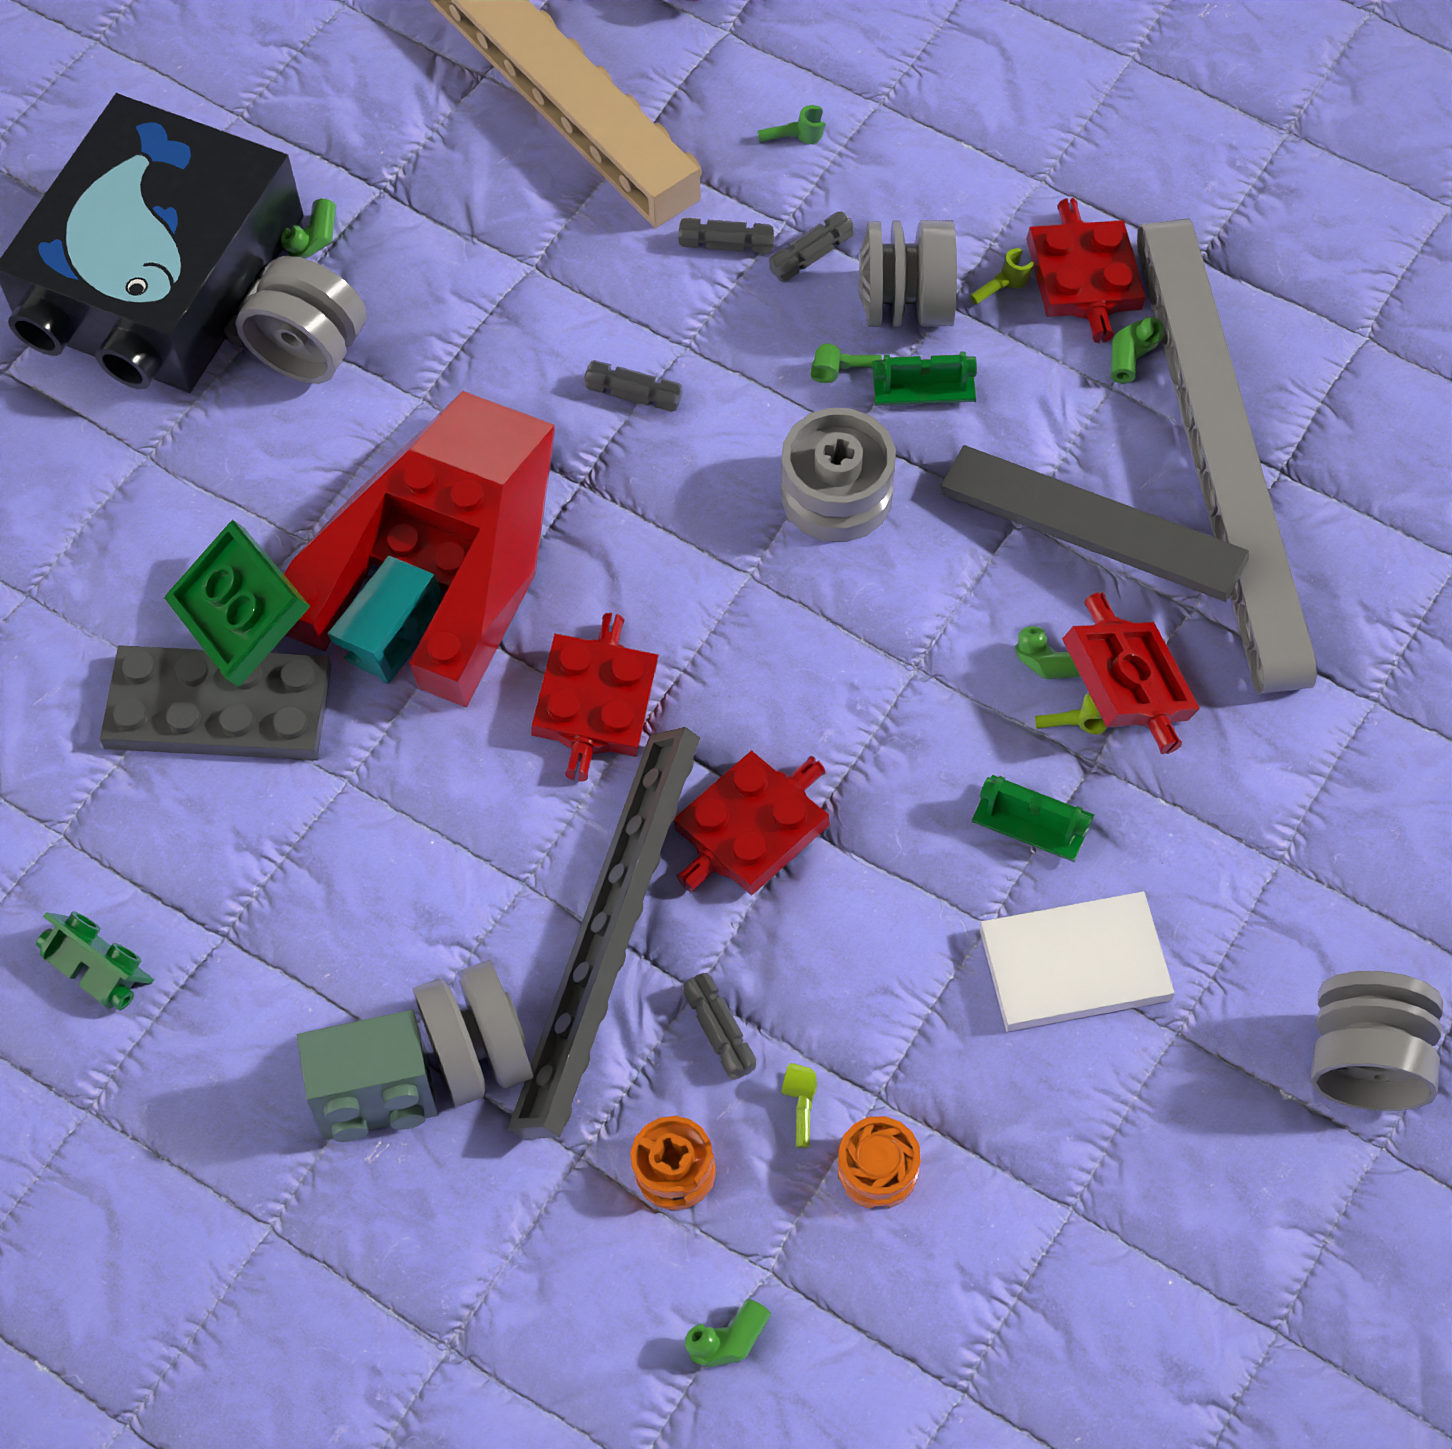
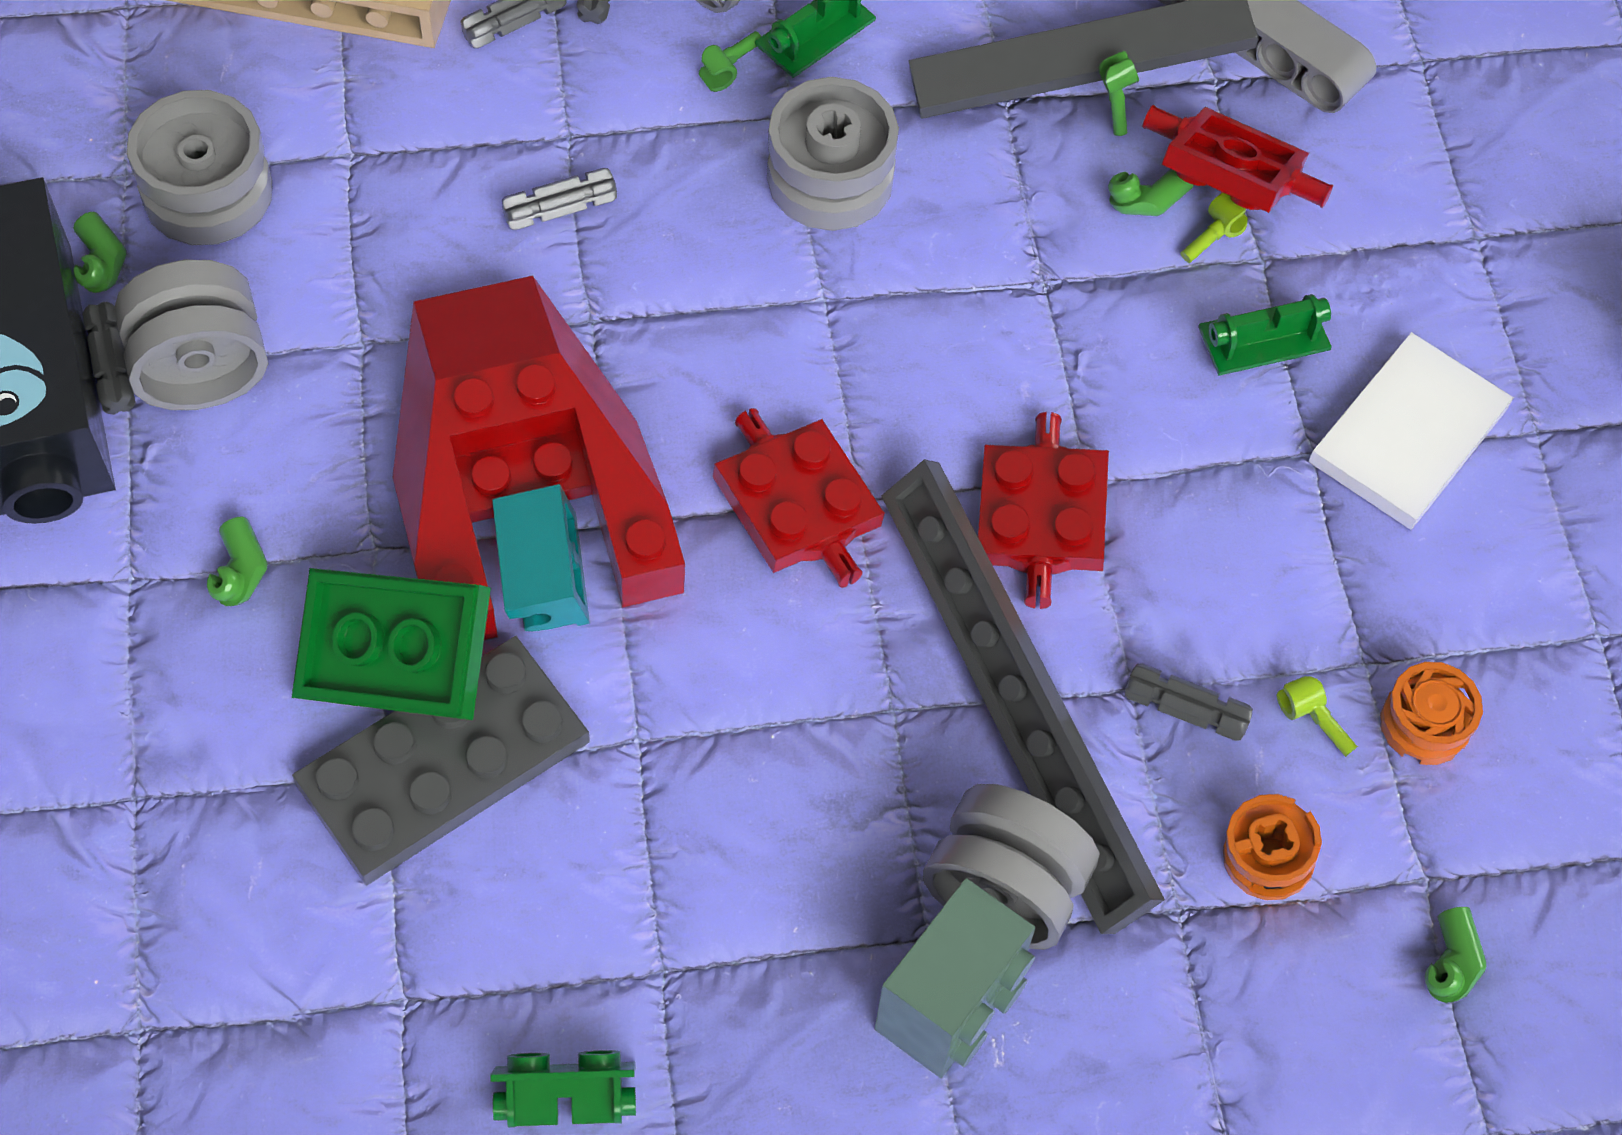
camera: 45 degrees left, 0 degrees up
(199, 502) = (244, 569): none -> bright green arm
(414, 212) = (200, 167): none -> light grey wheel
(1096, 551) = (1117, 74): none -> bright green hand

